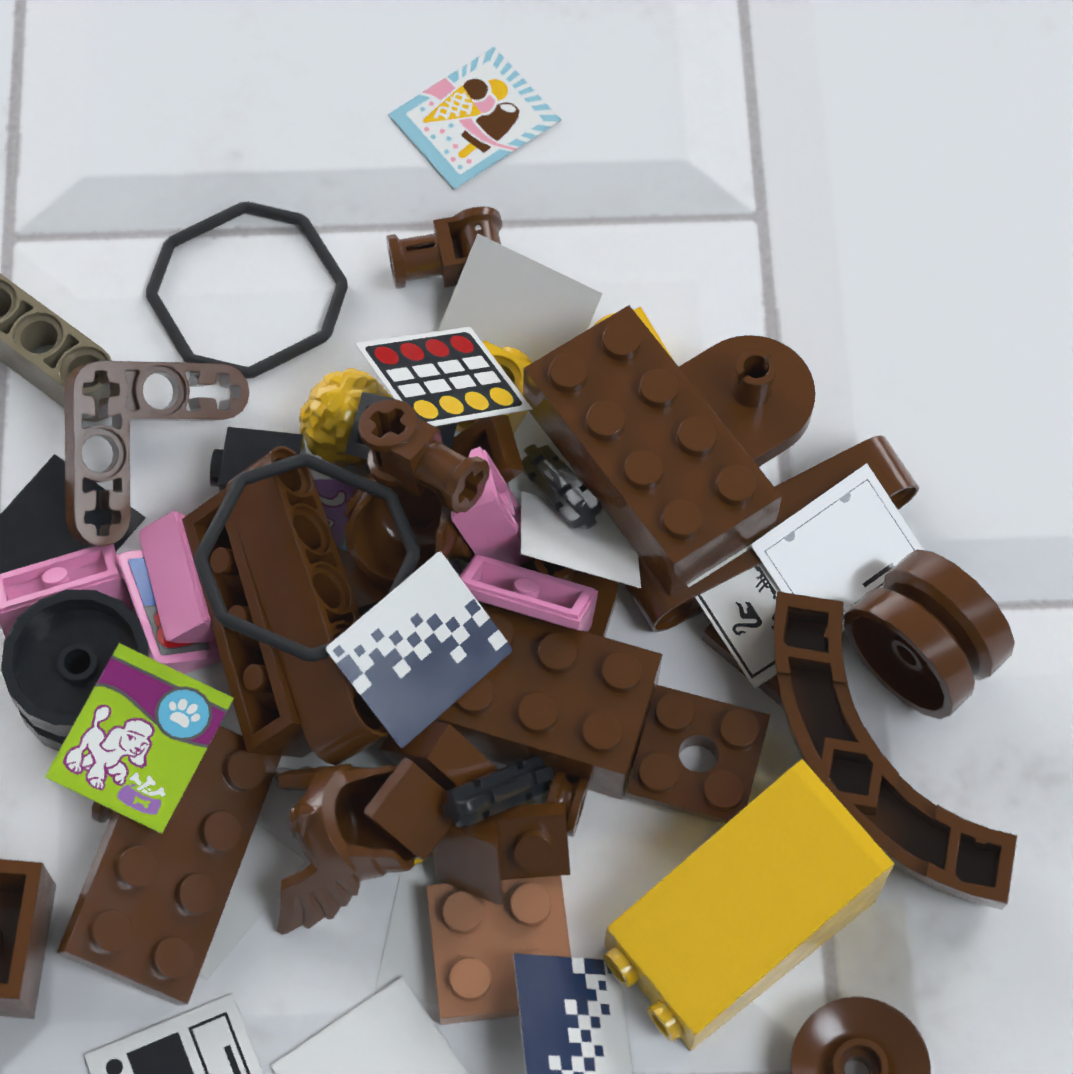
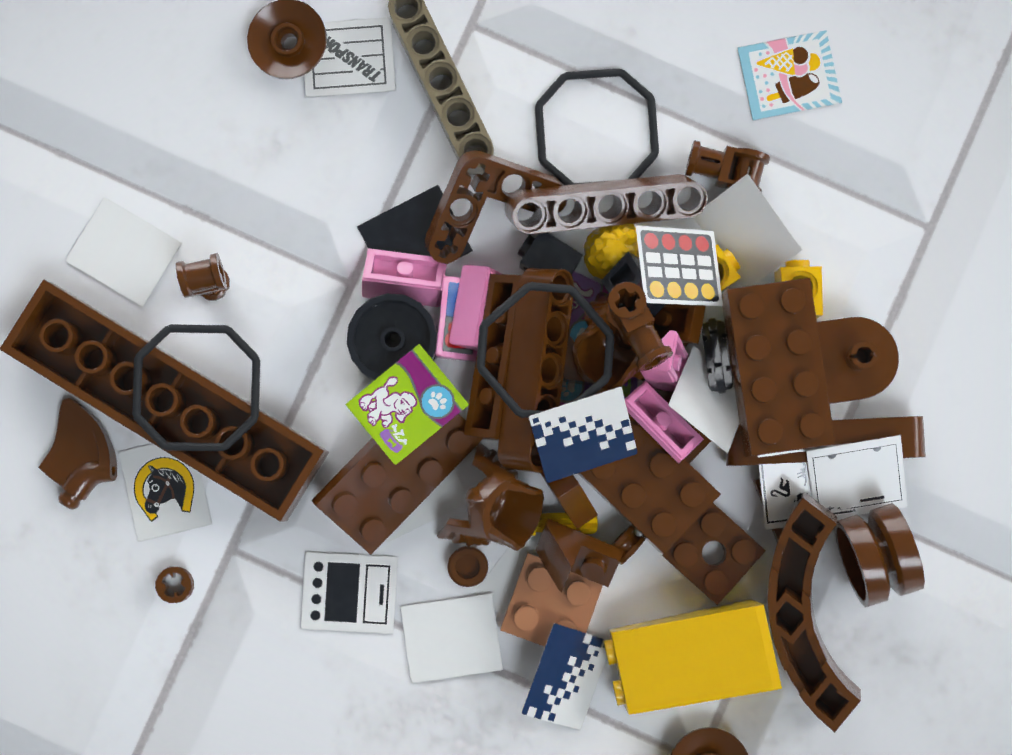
camera: 30 degrees right, 20 degrees up
(279, 373) = (624, 208): none -> beam
(346, 952) = (467, 566): none -> reddish brown tile
(410, 810) = (537, 520): reddish brown slope -> none
(497, 791) = (589, 529): black axle -> none

